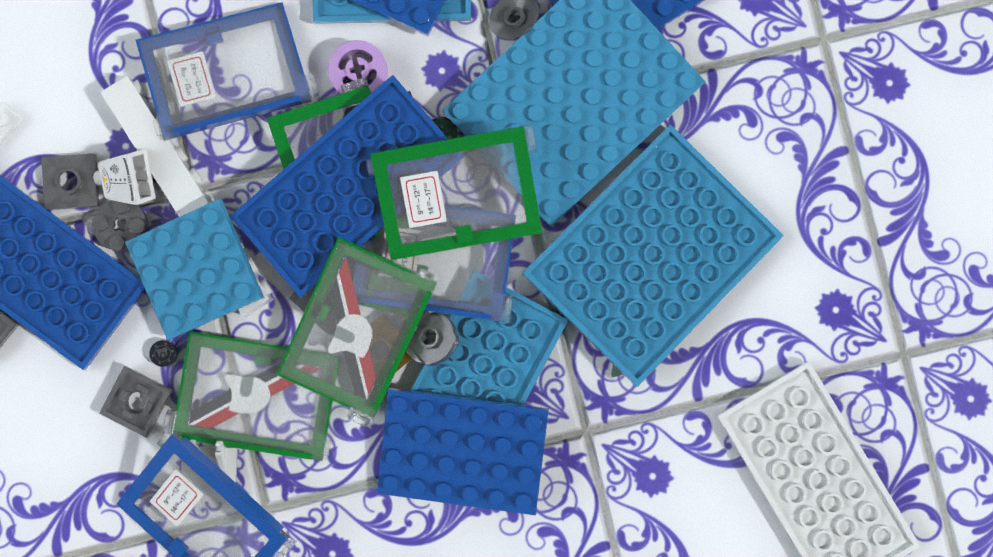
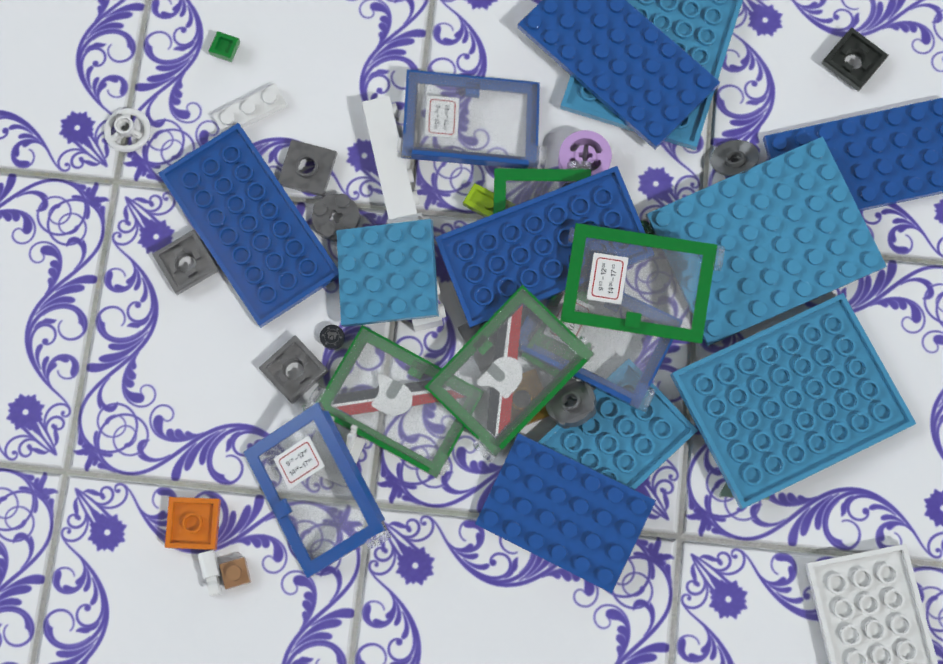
camera: 25 degrees right, 10 degrees down
(126, 178) = (357, 177): white torso -> none
(264, 155) = (480, 200): none -> lime plate

